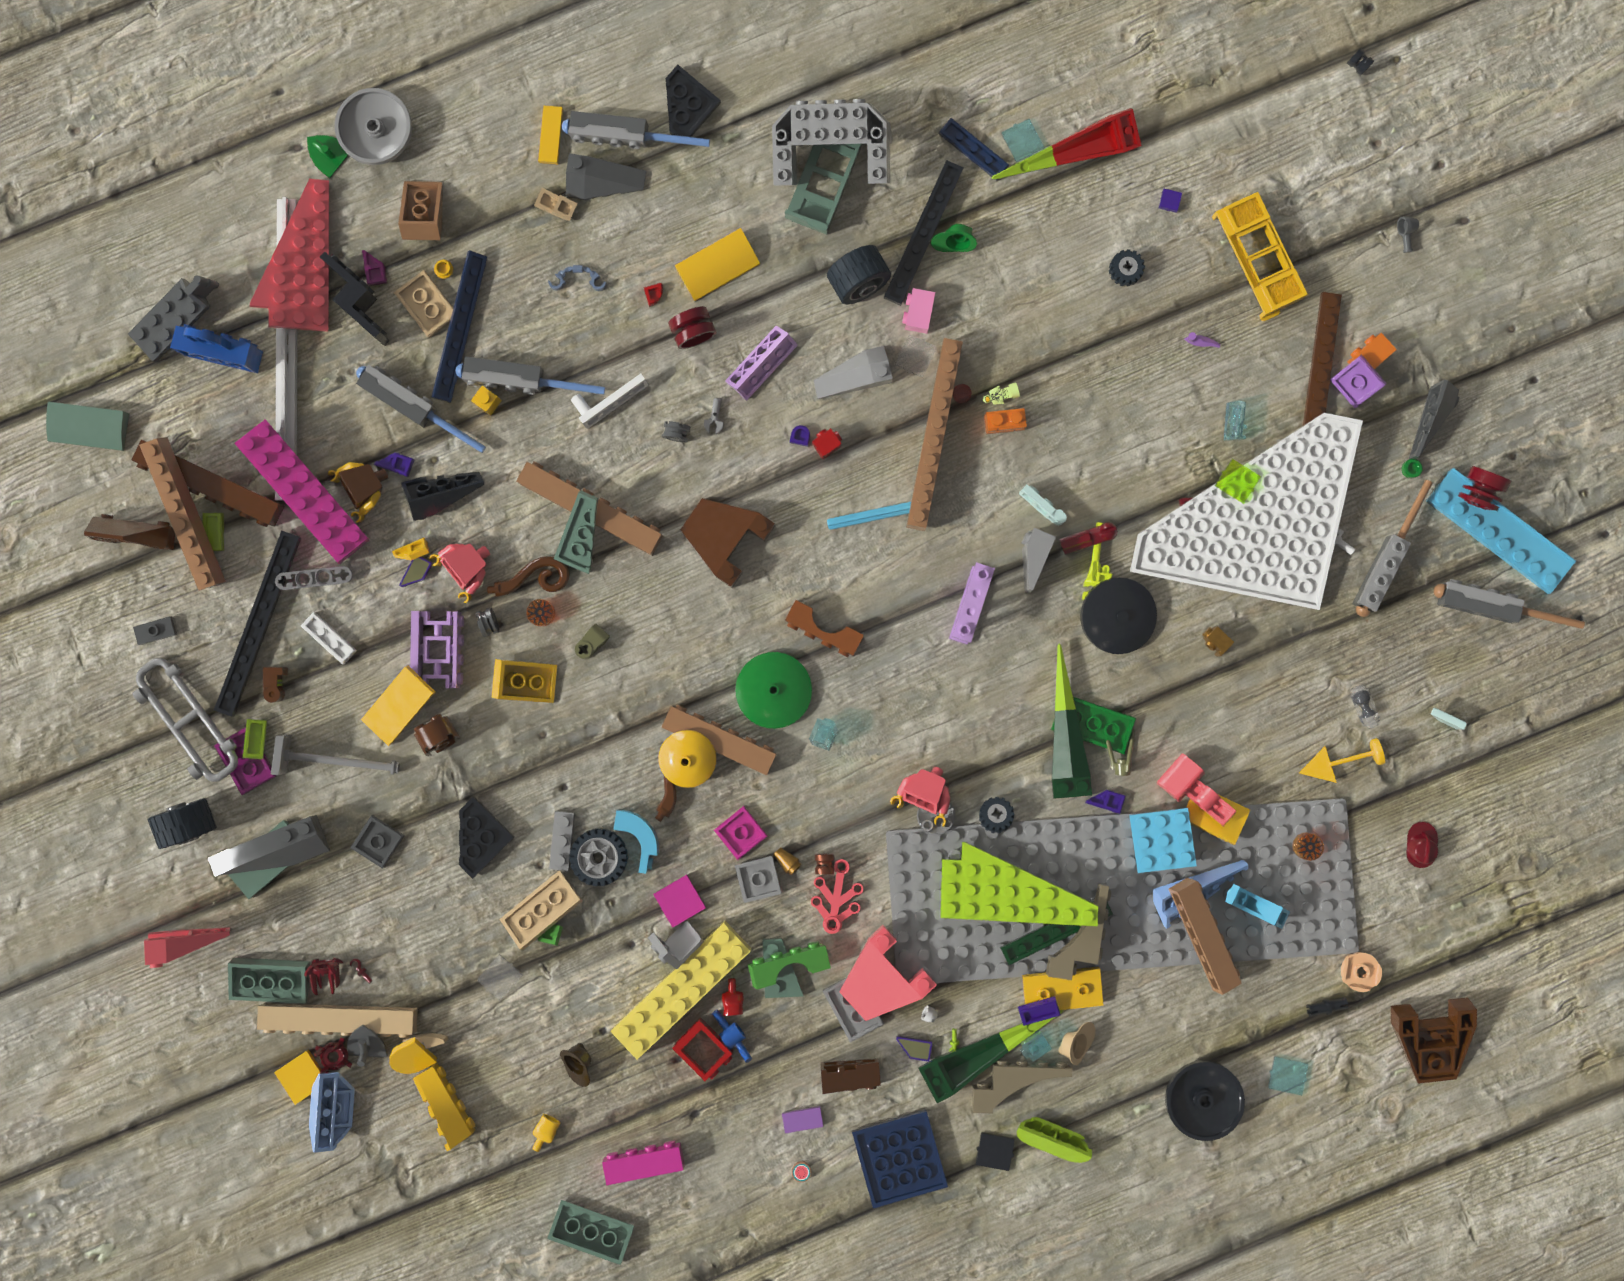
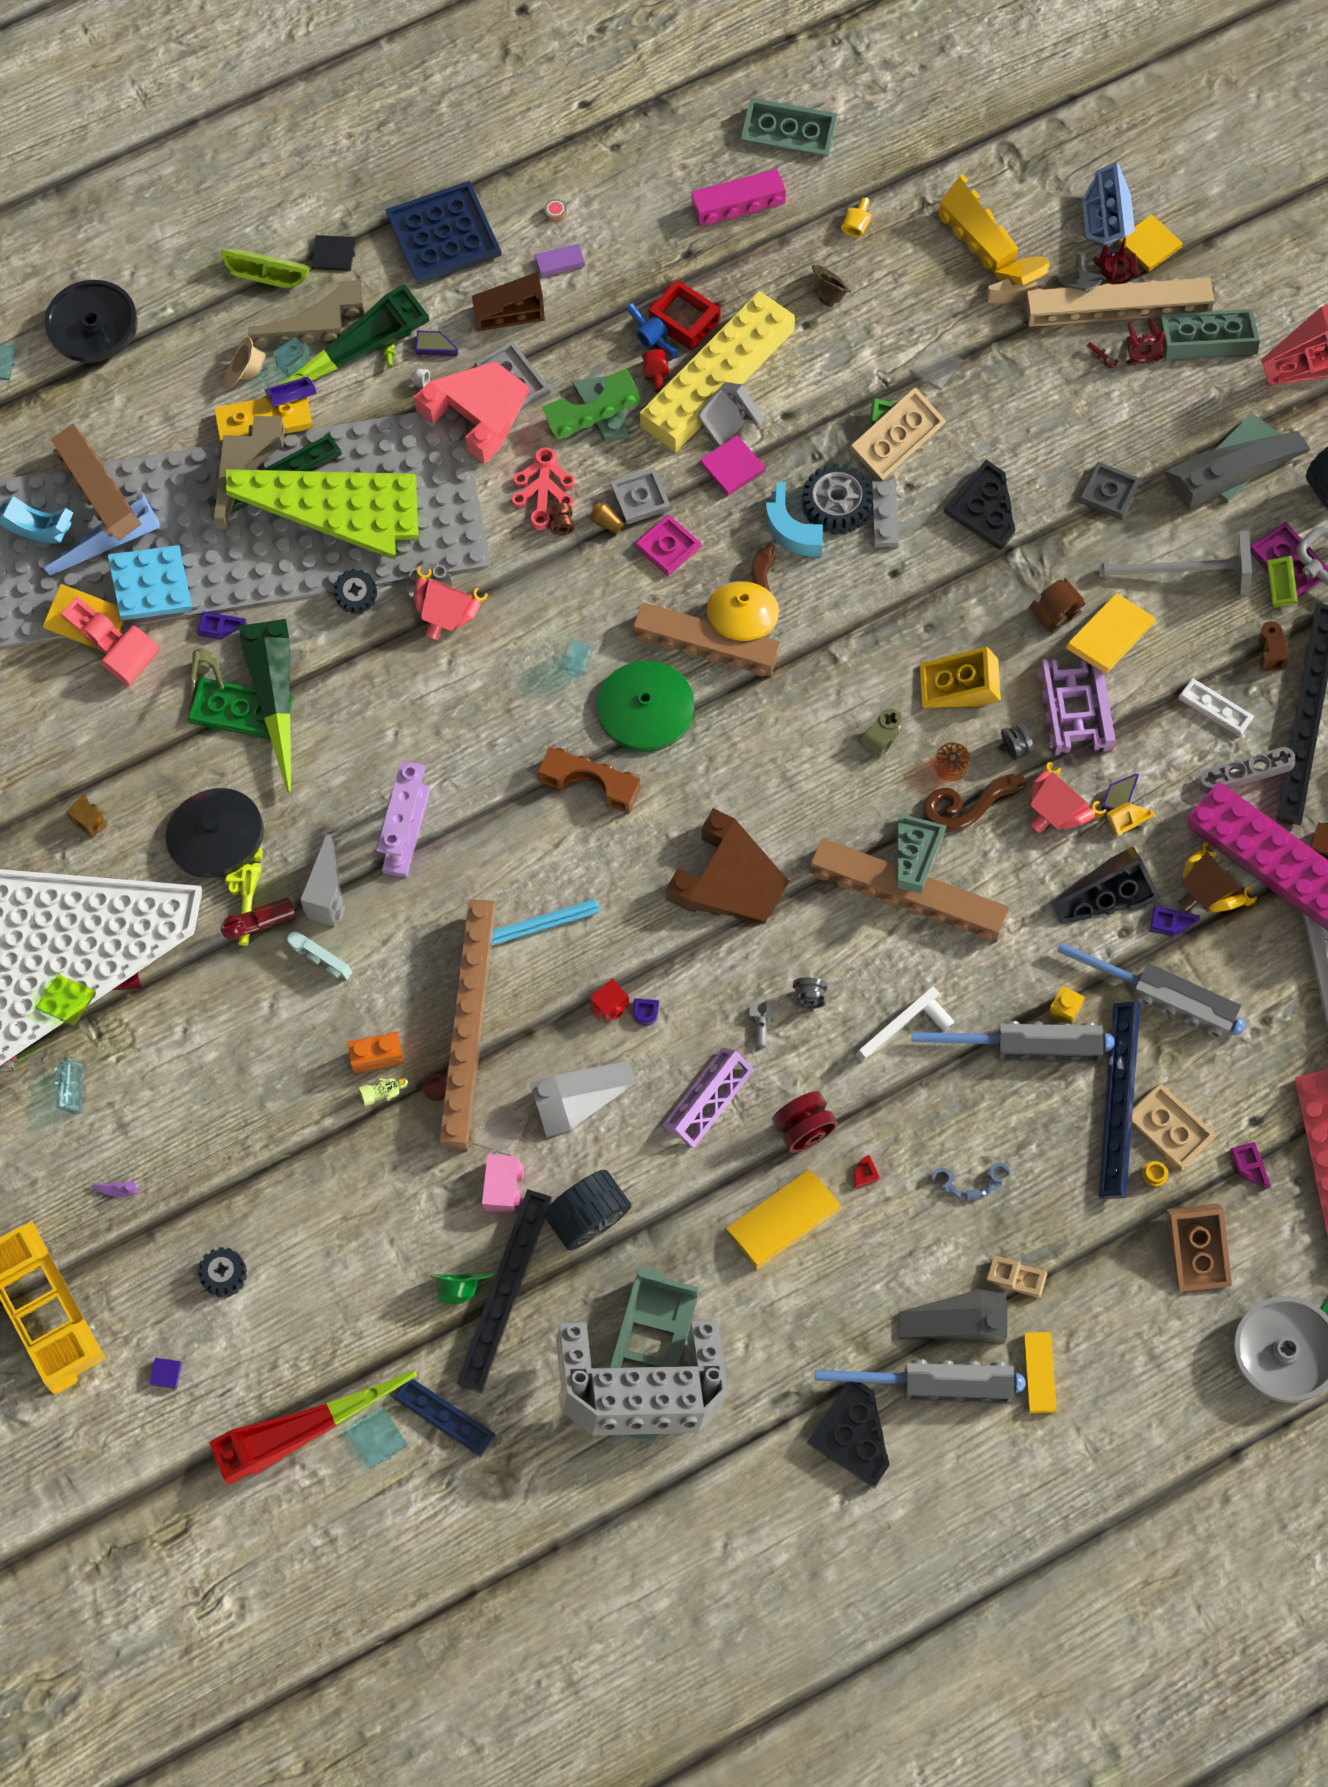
camera: 170 degrees right, 20 degrees down
(355, 297) = (1261, 1119): black bracket -> none

